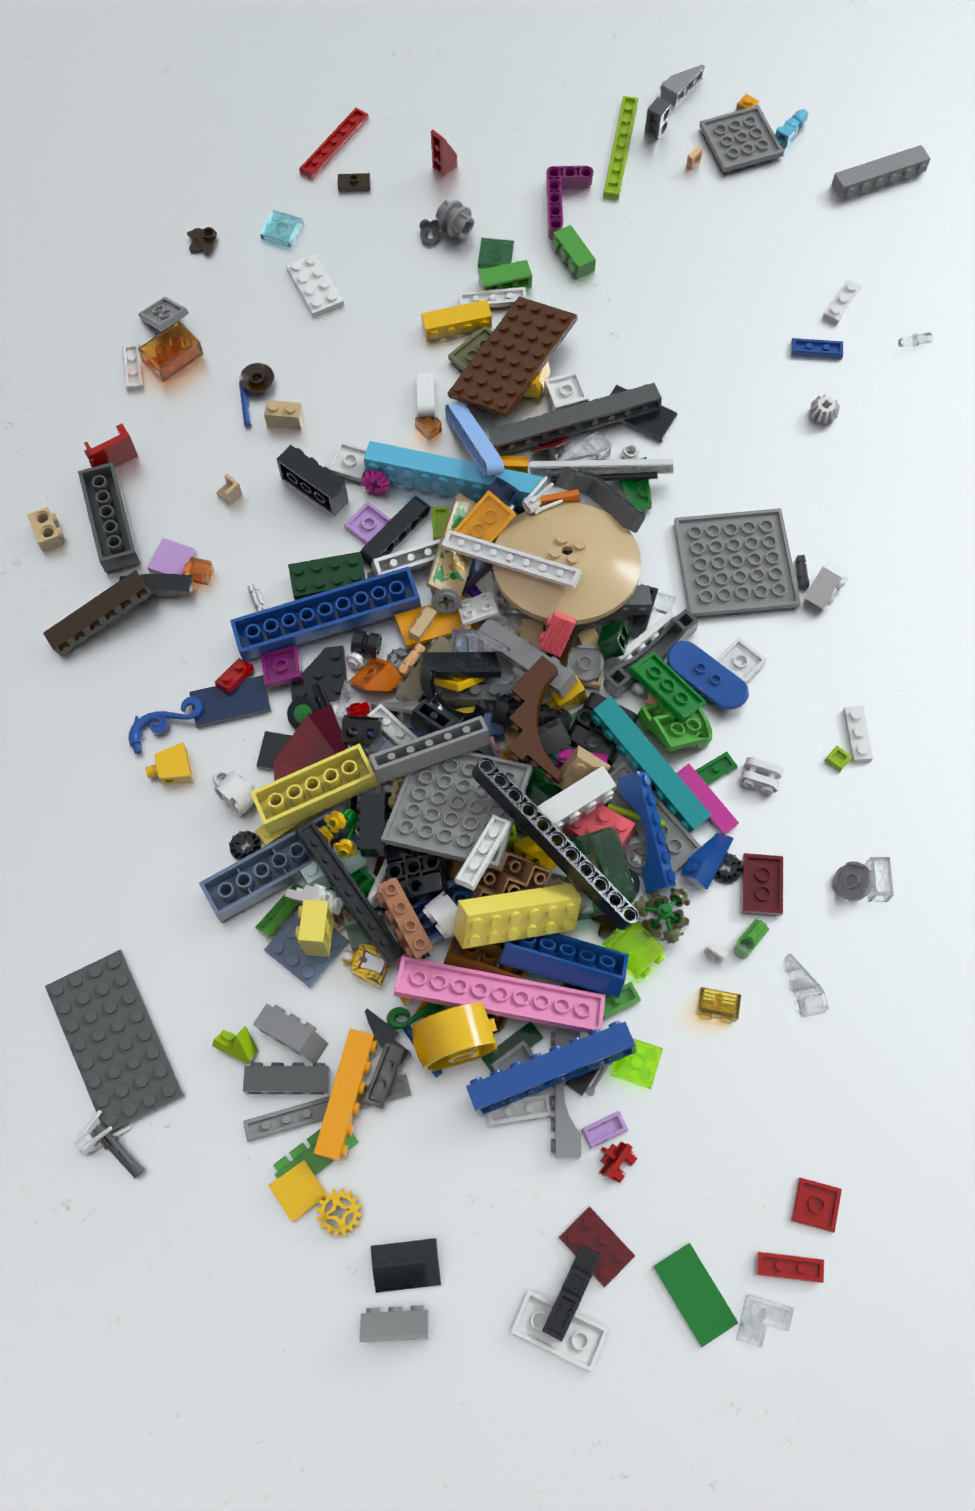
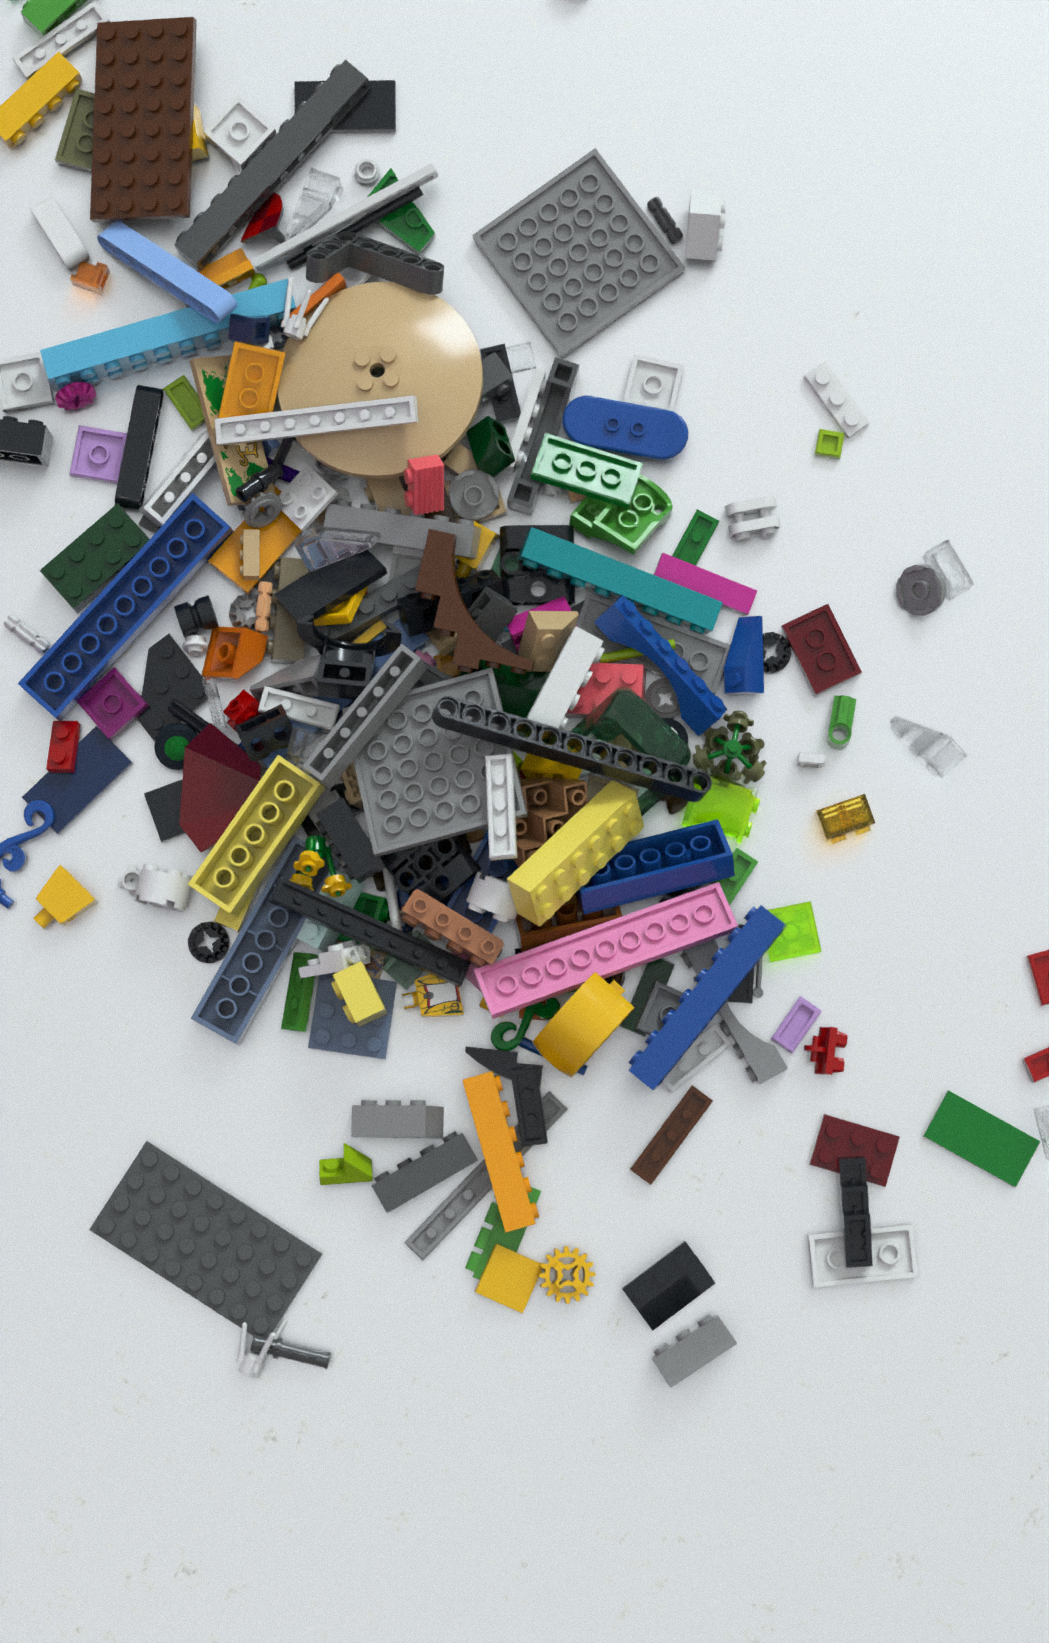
camera: 30 degrees left, 15 degrees up
(454, 582) = (259, 482): none -> black pin
(471, 1155) = (671, 1135): none -> reddish brown plate

